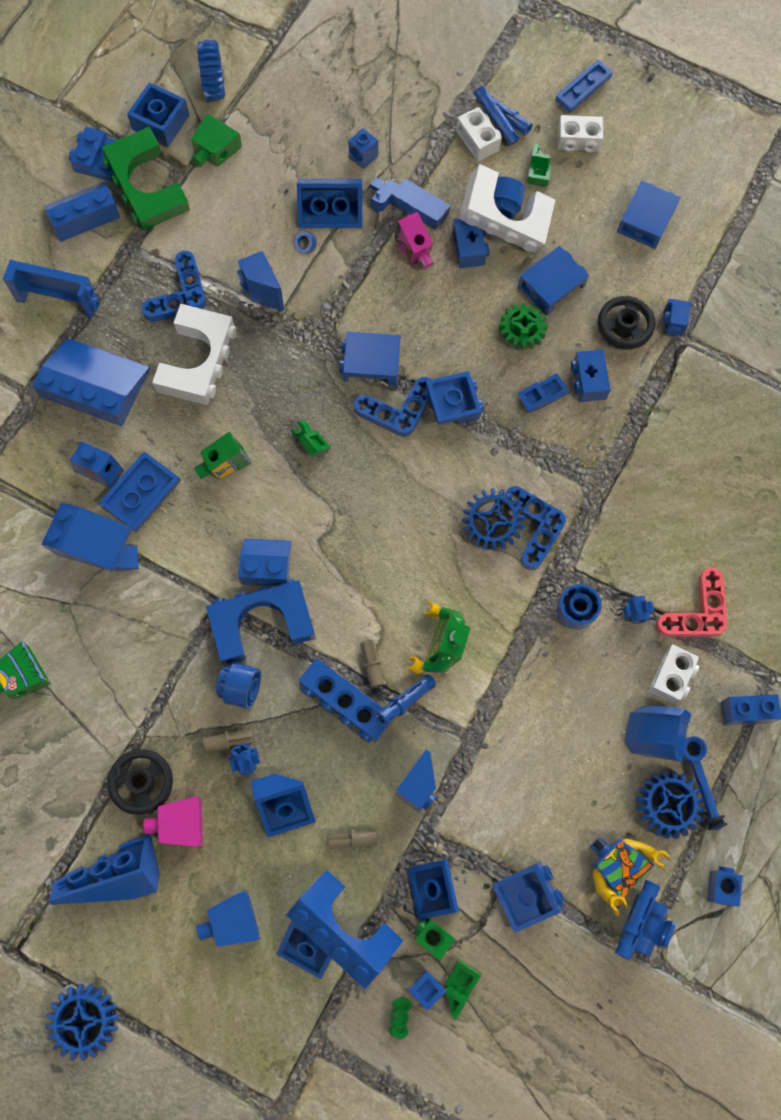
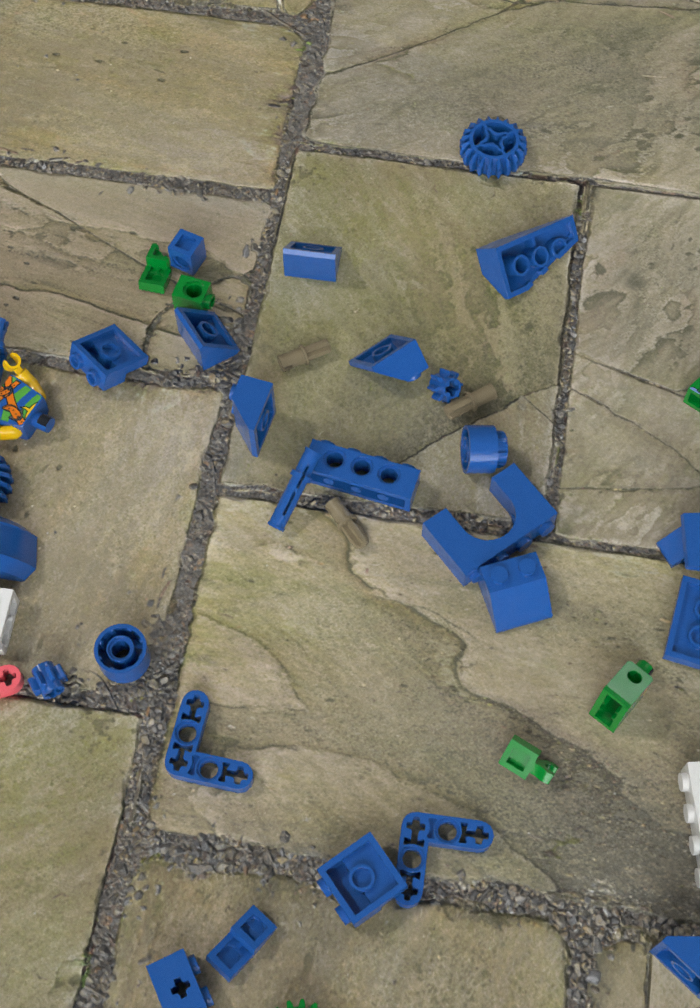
camera: 165 degrees right, 10 degrees down
(118, 774) = (541, 327): black wheel -> none
(178, 823) = (483, 313): dark pink torso -> none
(231, 922) = (393, 253): blue torso -> none
(357, 957) = (315, 261): blue arch -> none
(371, 356) = (496, 905): blue panel -> none
(399, 1018) = (205, 227): green piece -> none
(447, 642) = (268, 567): green torso -> none
(504, 523) = (273, 720): blue gear -> none

